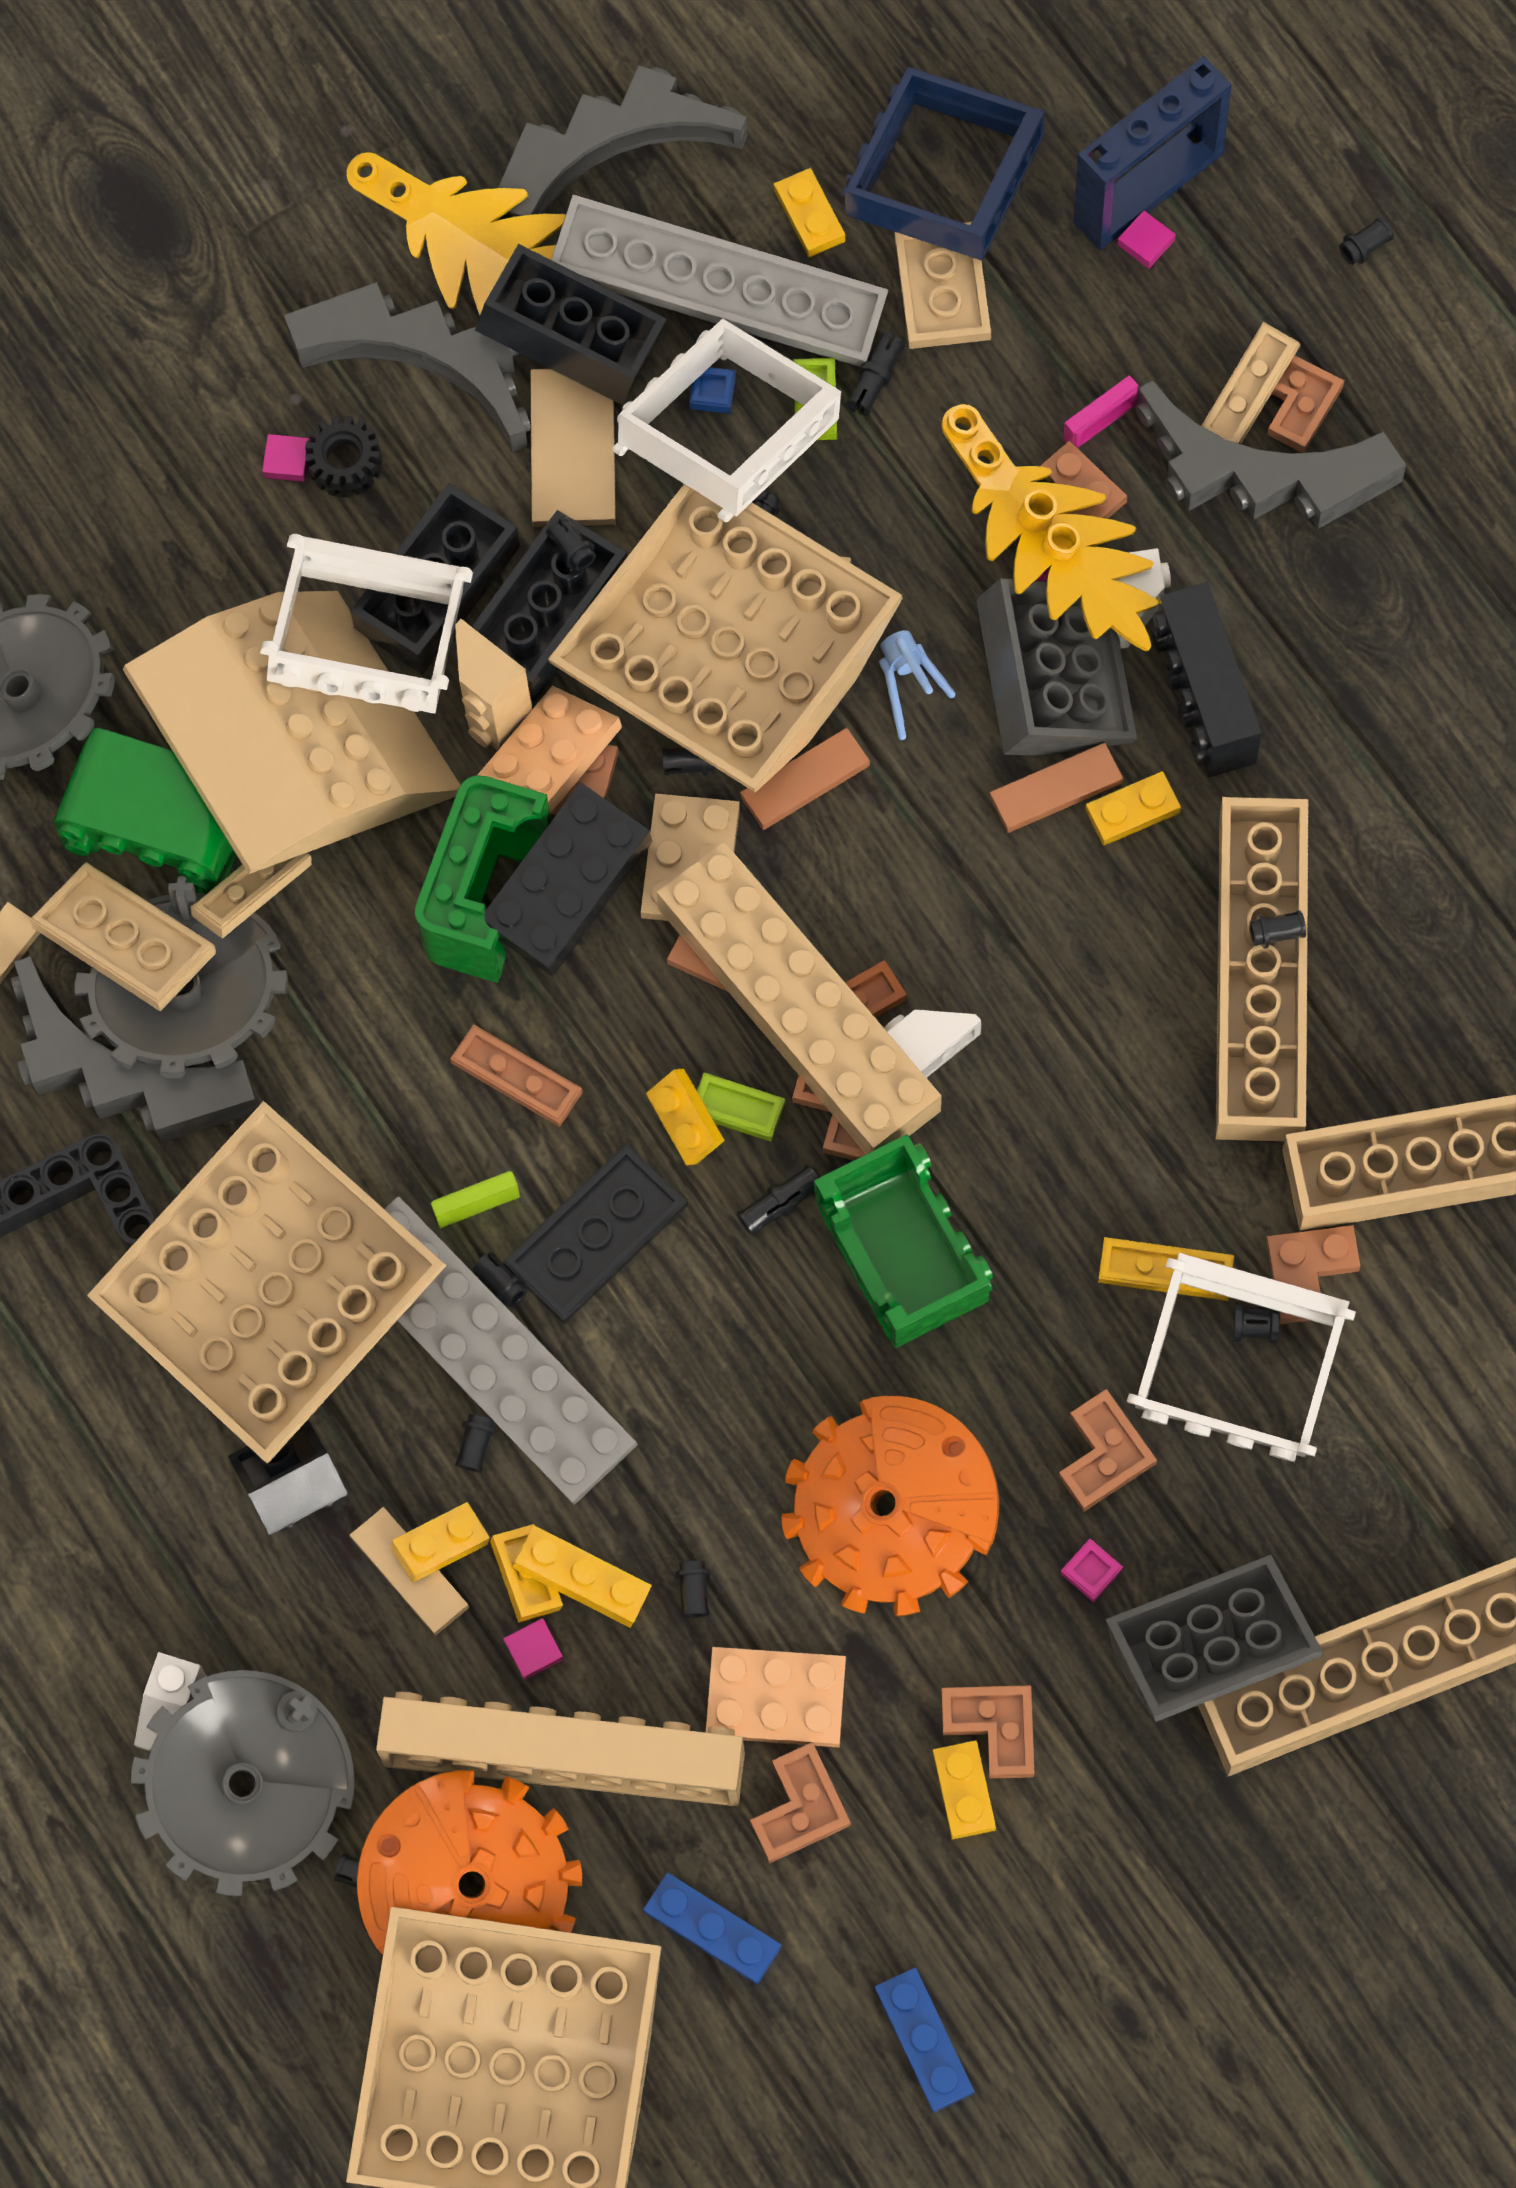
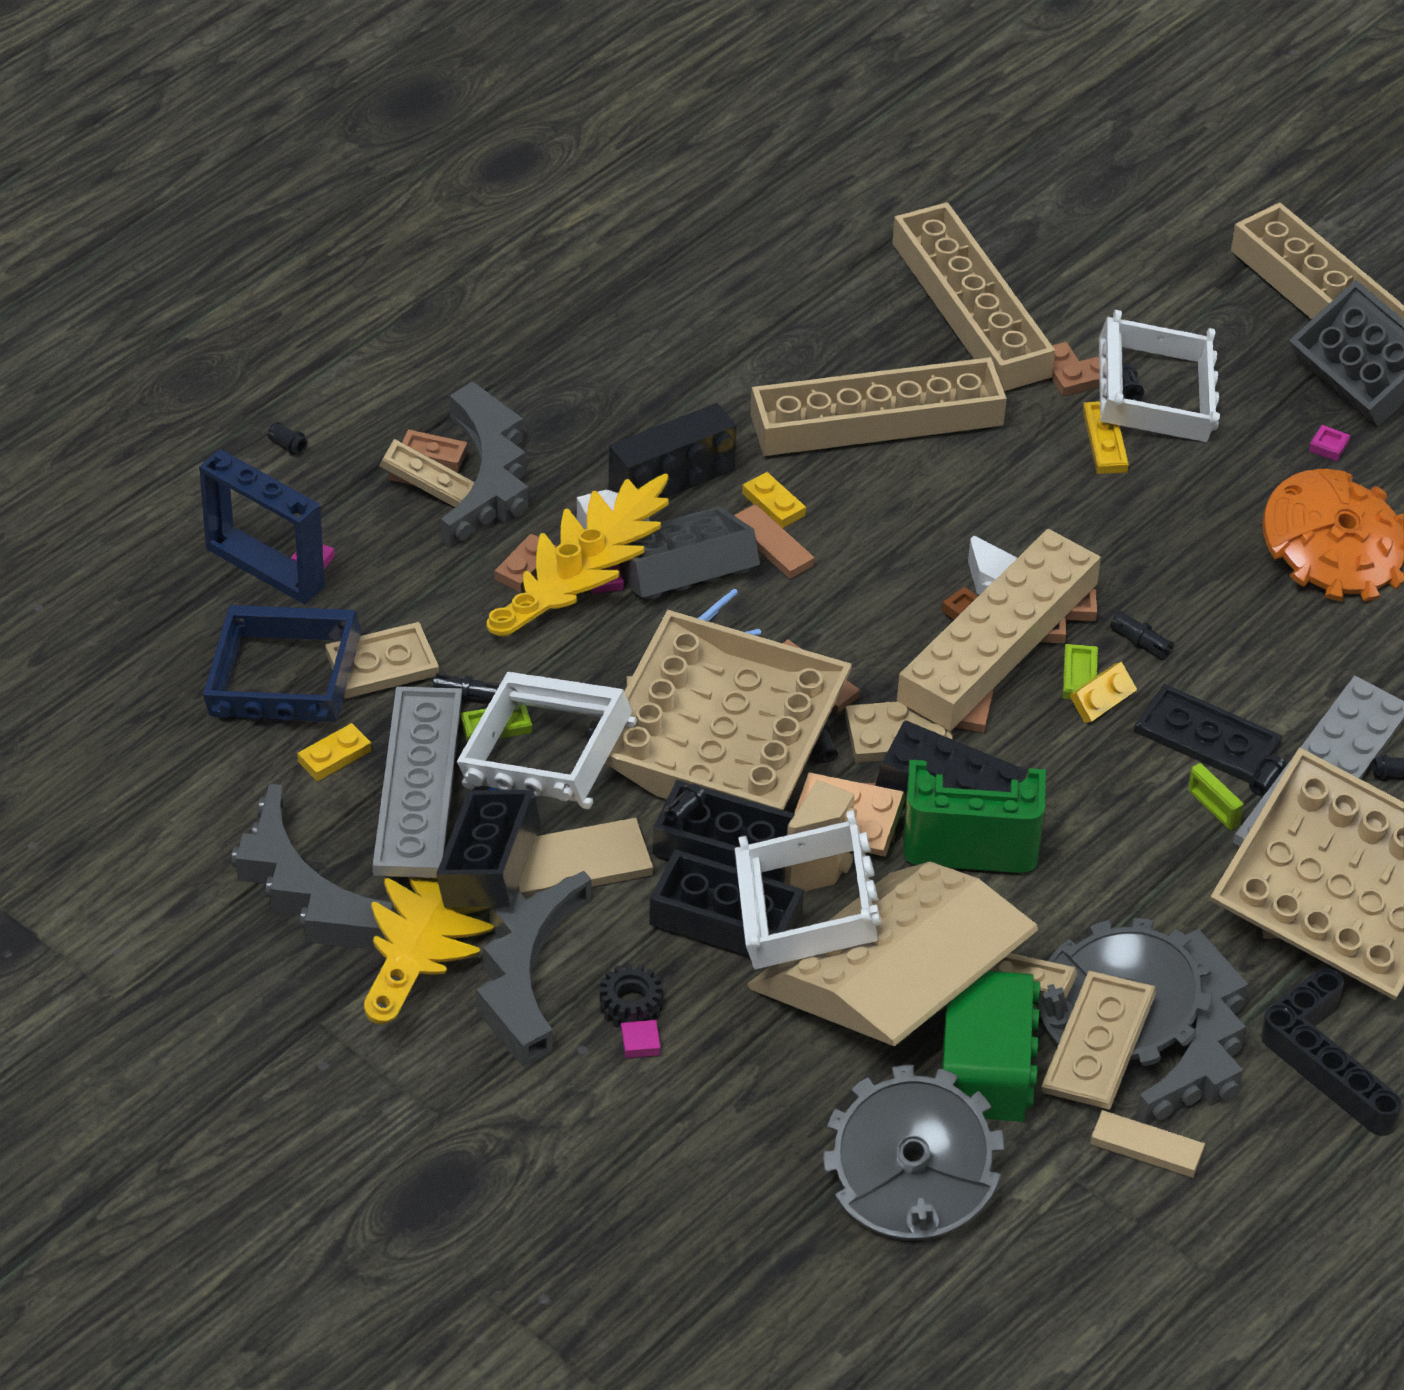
camera: 110 degrees left, 25 degrees down
(516, 1075) = (1106, 800): nougat tile -> none
(901, 1241) = (1162, 553): green windscreen -> none
(1101, 412) = (468, 554): dark pink tile -> none
(1116, 1454) = (1249, 437): nougat plate -> none
(1277, 928) = (861, 385): black pin -> none

